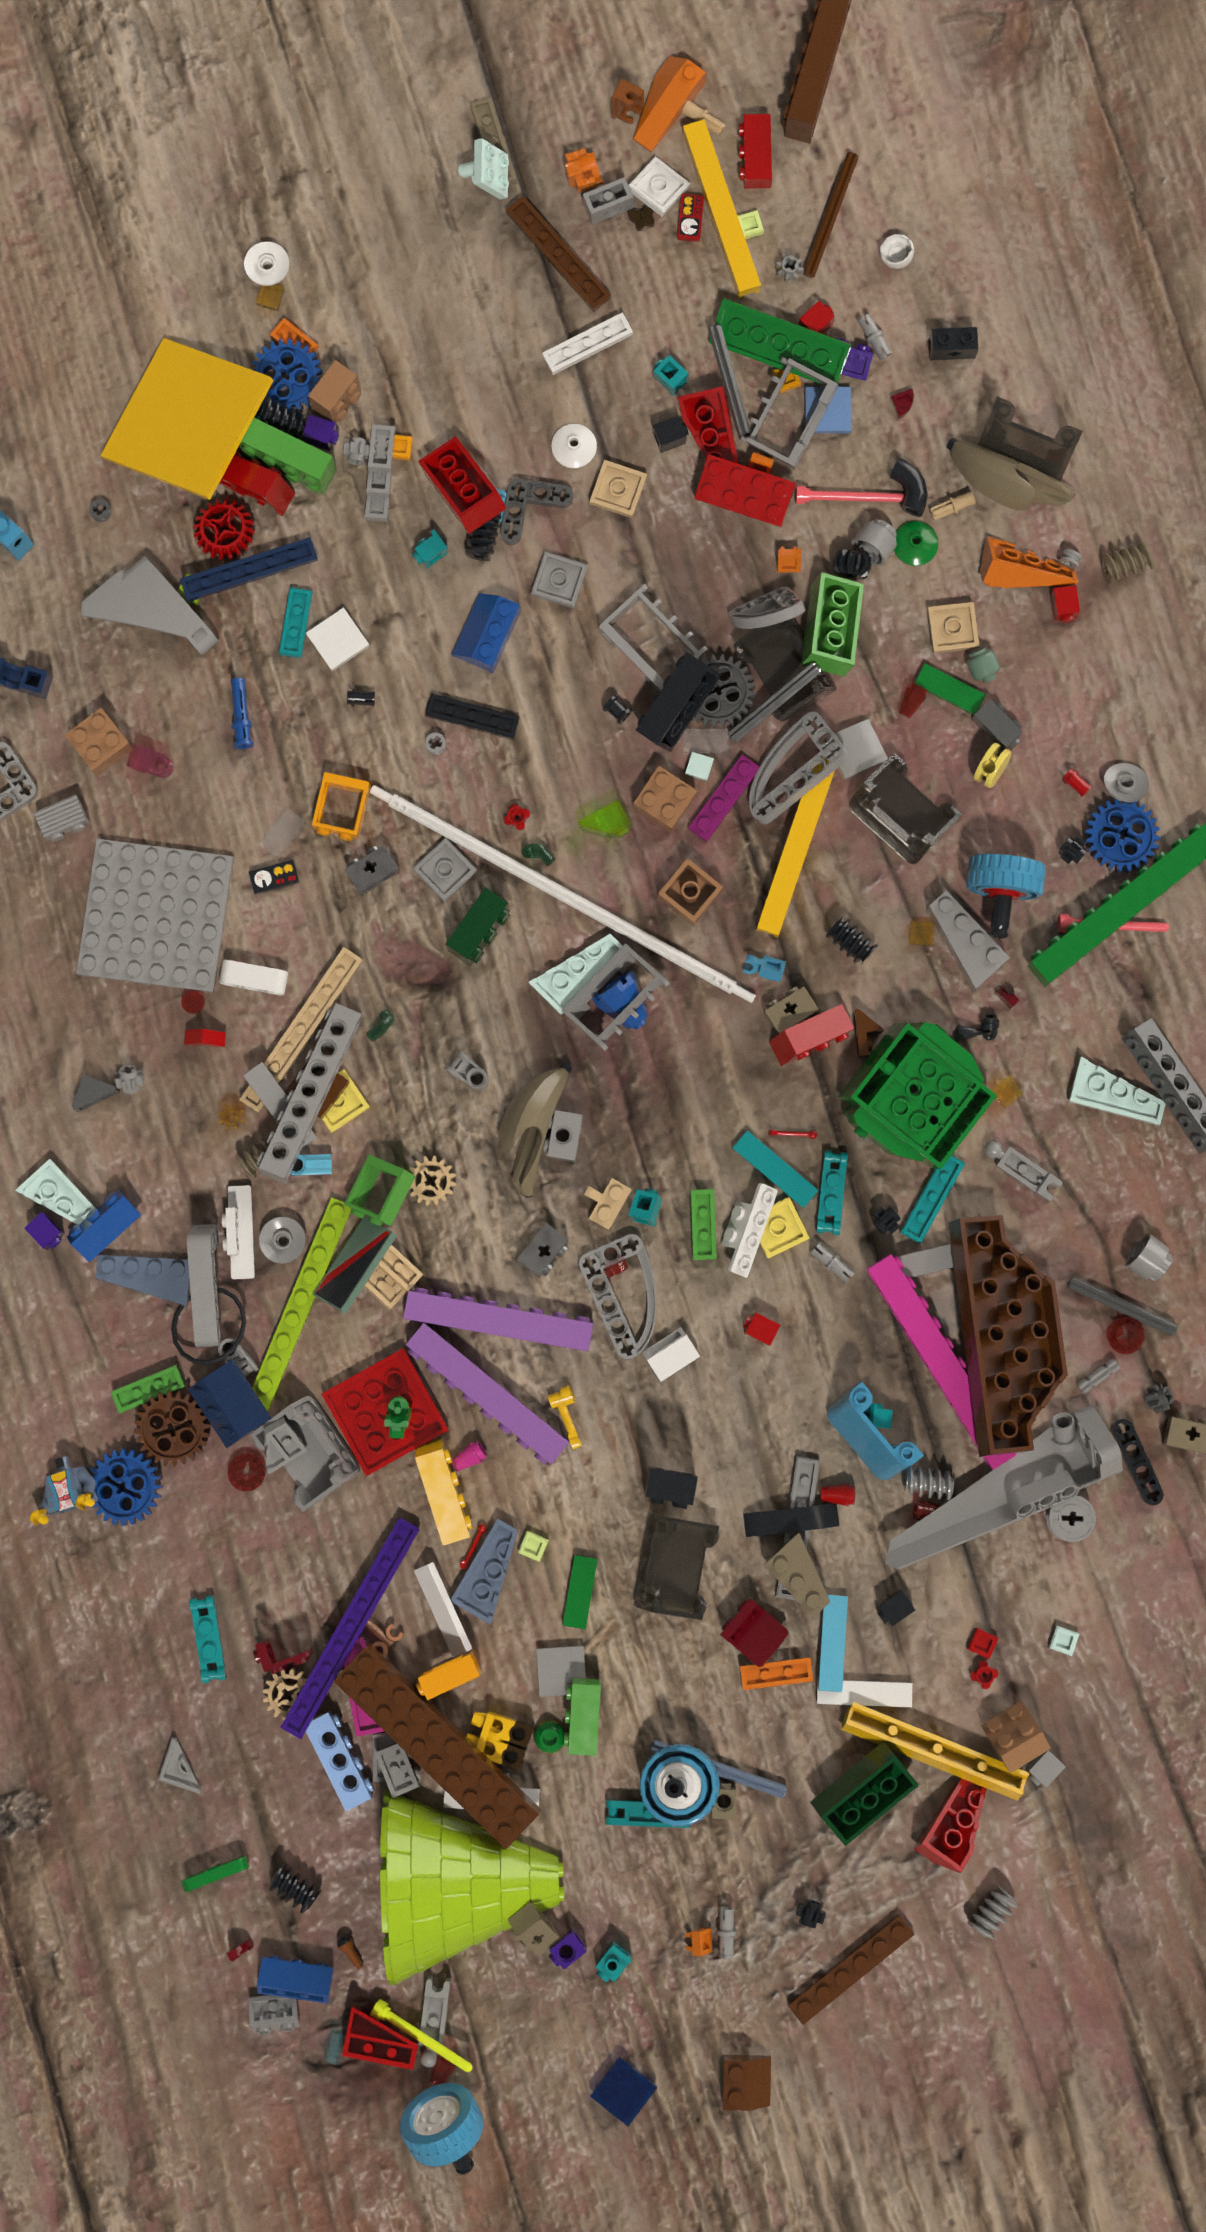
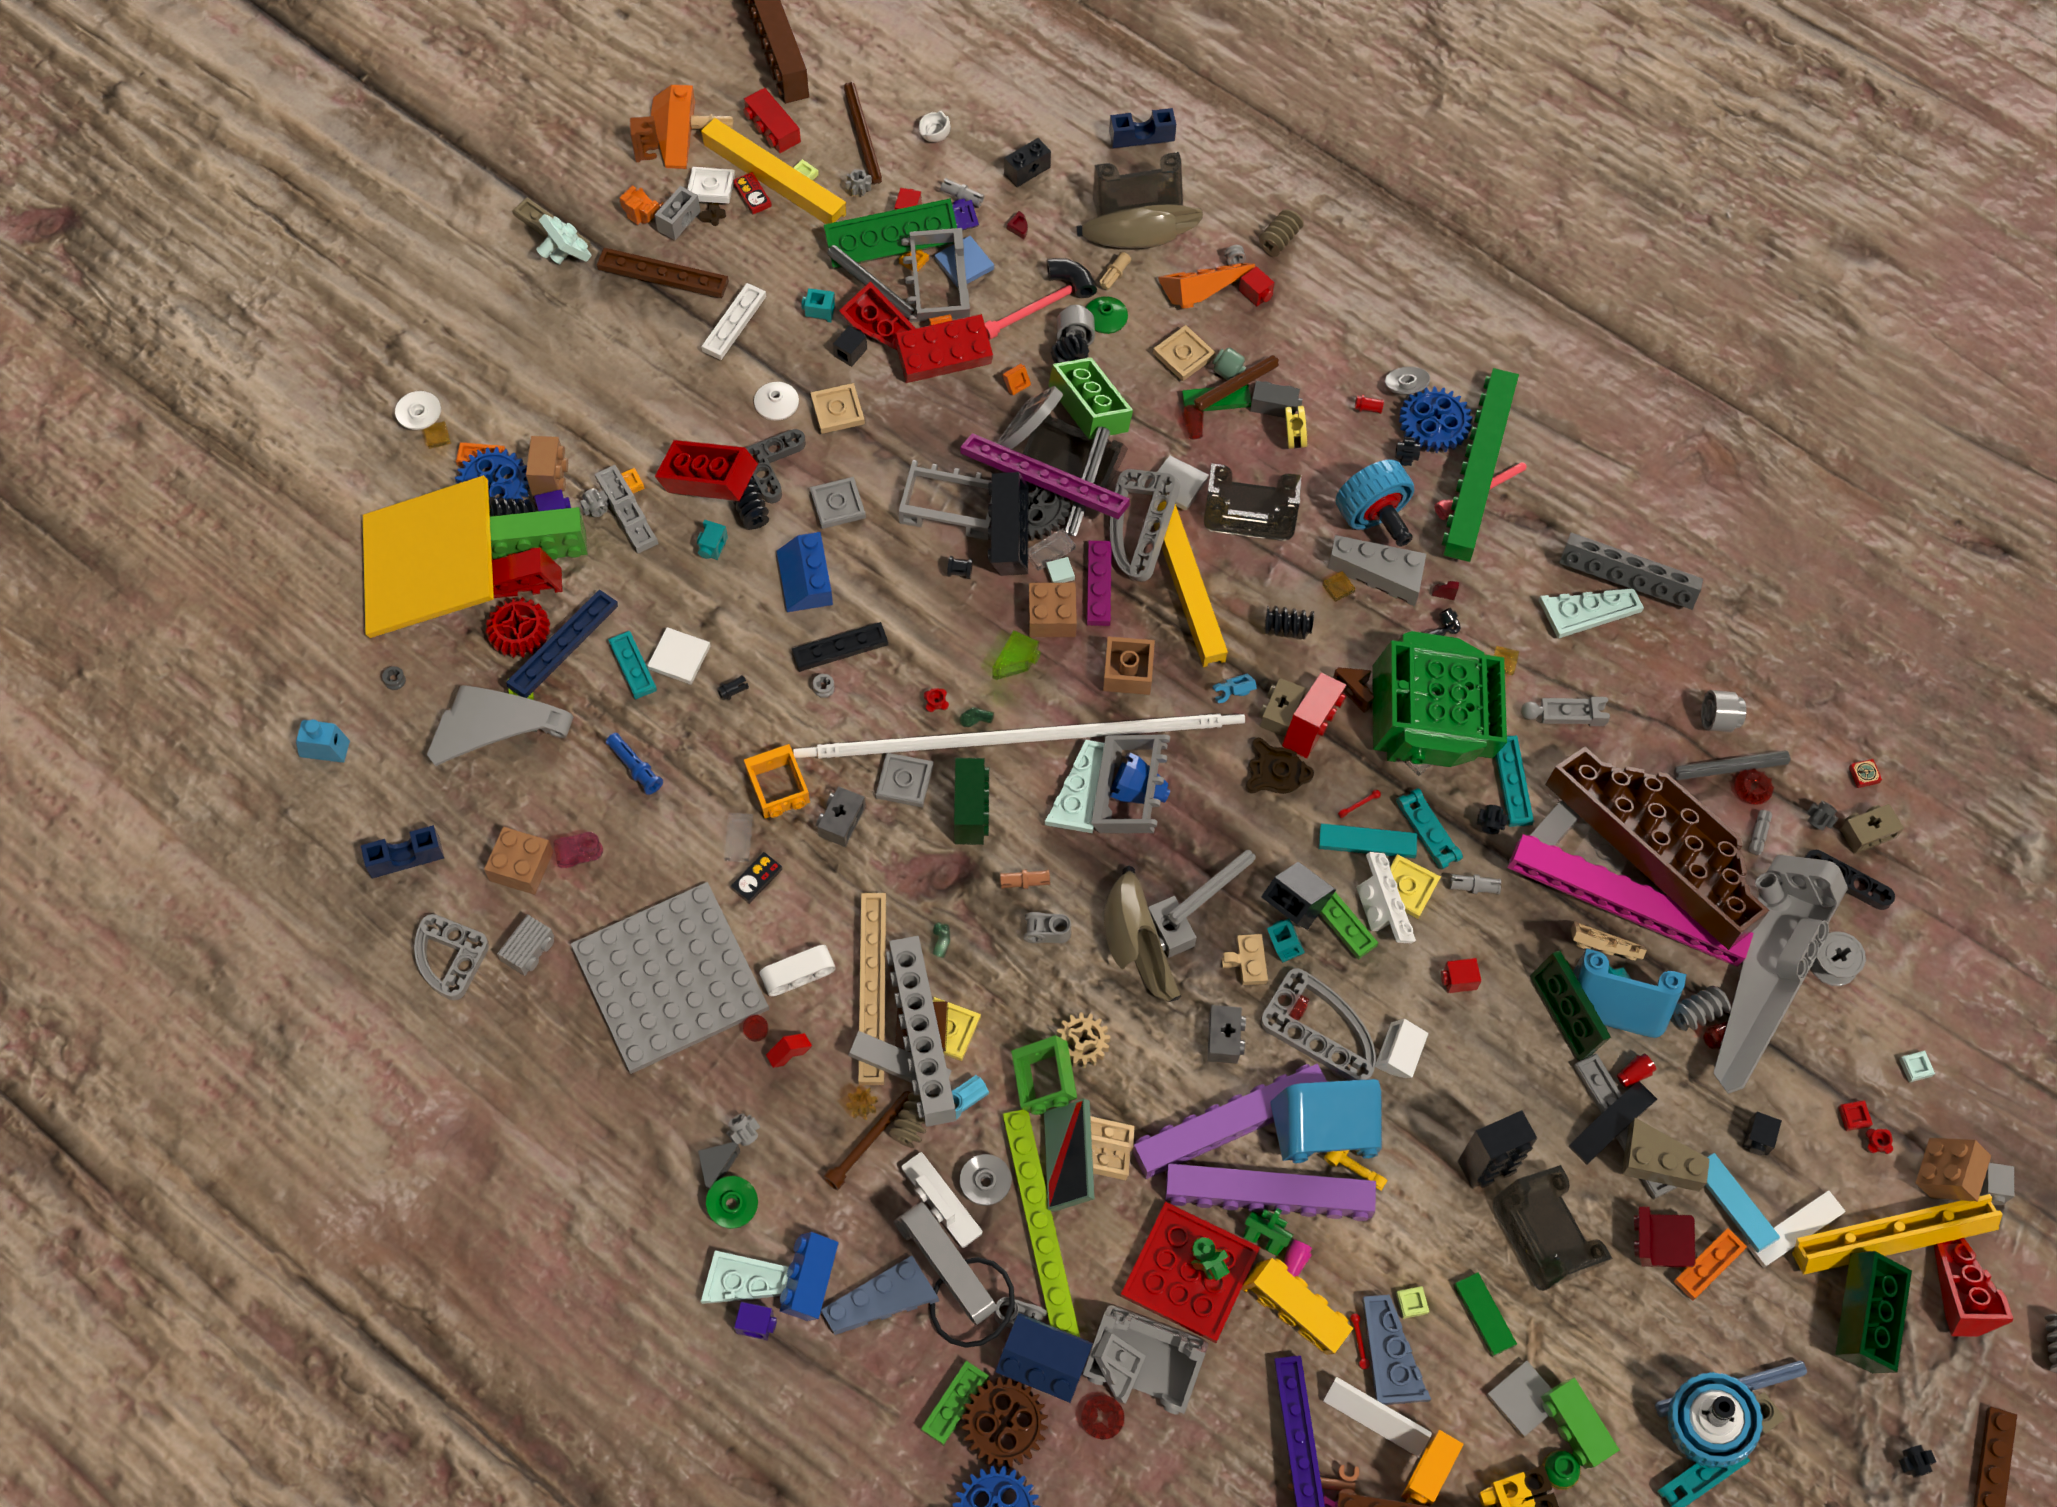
camera: 40 degrees left, 20 degrees down
(73, 1133) = (738, 1190): none -> green dish
(176, 1161) = (836, 1176): none -> reddish brown piece
(465, 1422) = (1270, 1226): none -> green hips
(480, 1019) = (1025, 879): none -> nougat pin
(565, 1375) = (1329, 1118): none -> dark azure windscreen
(618, 1126) = (1211, 887): none -> light grey axle
(679, 1180) = (1298, 894): none -> black slope
(740, 675) = (1045, 476): none -> magenta plate
(748, 1061) = (1277, 769): none -> dark brown tile
(823, 1412) = (1570, 1006): none -> dark green plate
(890, 1380) = (1607, 943): none -> tan plate
(974, 688) = (1236, 383): none -> reddish brown axle
(1092, 381) = (1158, 129): none -> dark blue arch

